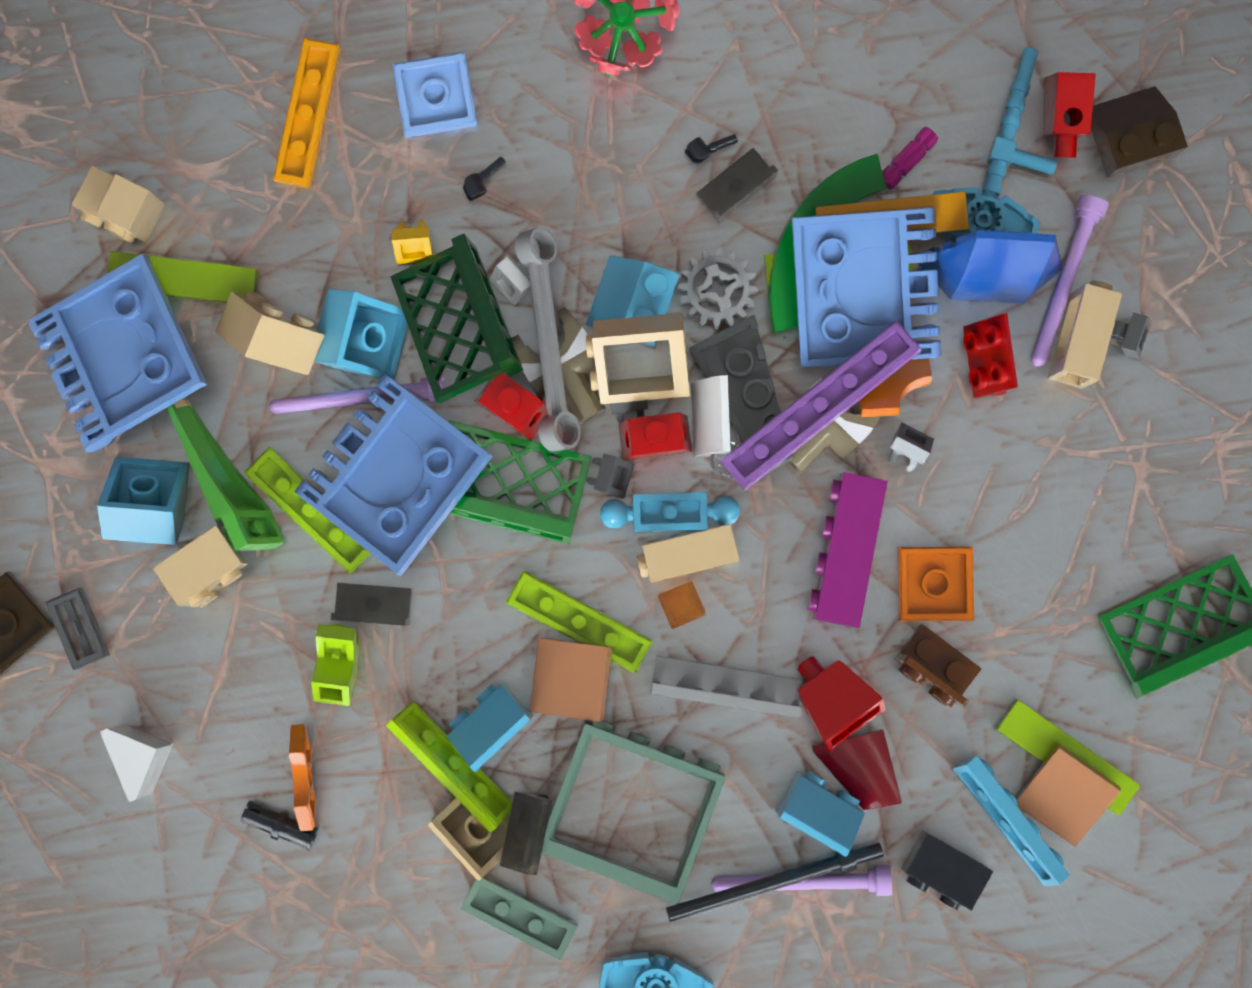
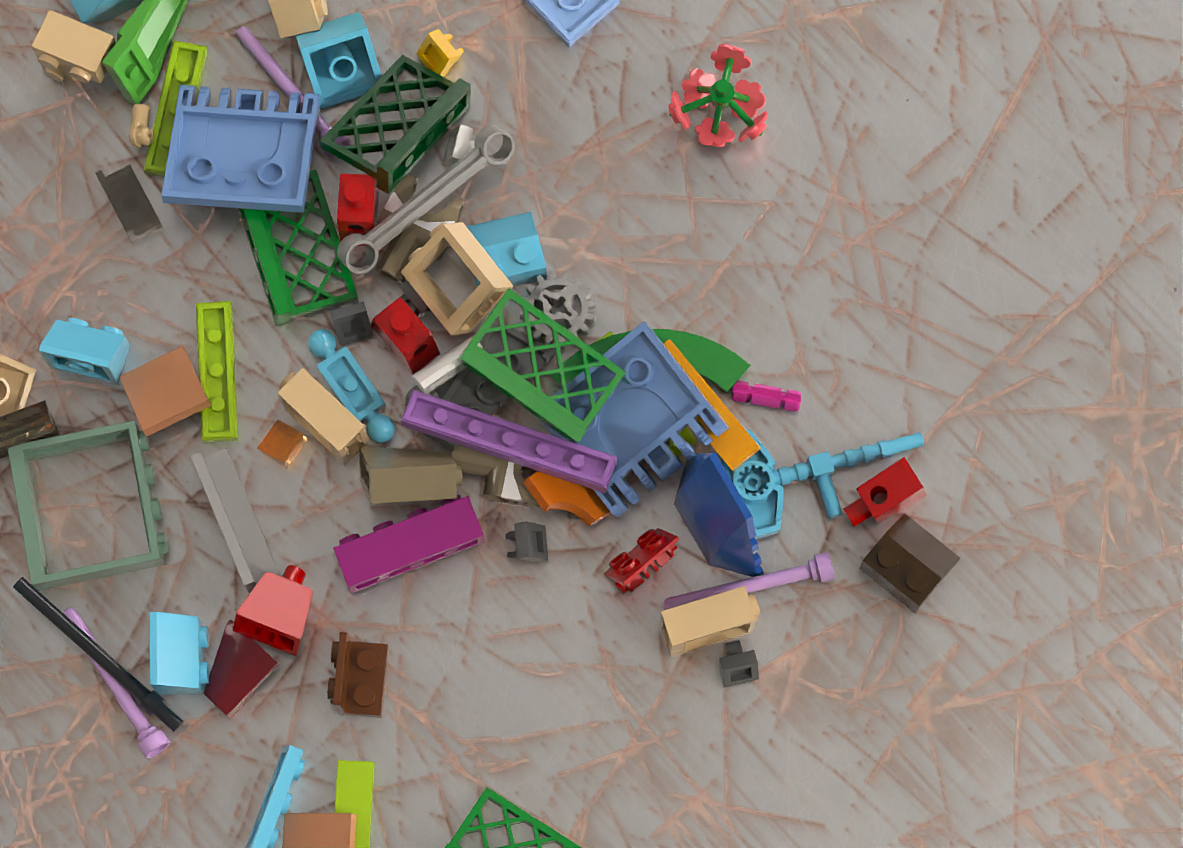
camera: 60 degrees right, 10 degrees down
(314, 557) = (139, 132): none -> tan arm
(335, 664) = (62, 203): lime brick -> none
(442, 759) = (28, 366): lime tile -> none
(474, 185) = (519, 71): black hand -> none
(699, 151) = (661, 230): black hand -> none
(736, 185) = (652, 274): clear smoke panel -> none
(789, 514) = (407, 475): none -> dark tan slope
(792, 364) = (525, 393): none -> green fence
(935, 584) = (428, 636): orange tile -> none
(946, 871) = (192, 789): black brick -> none

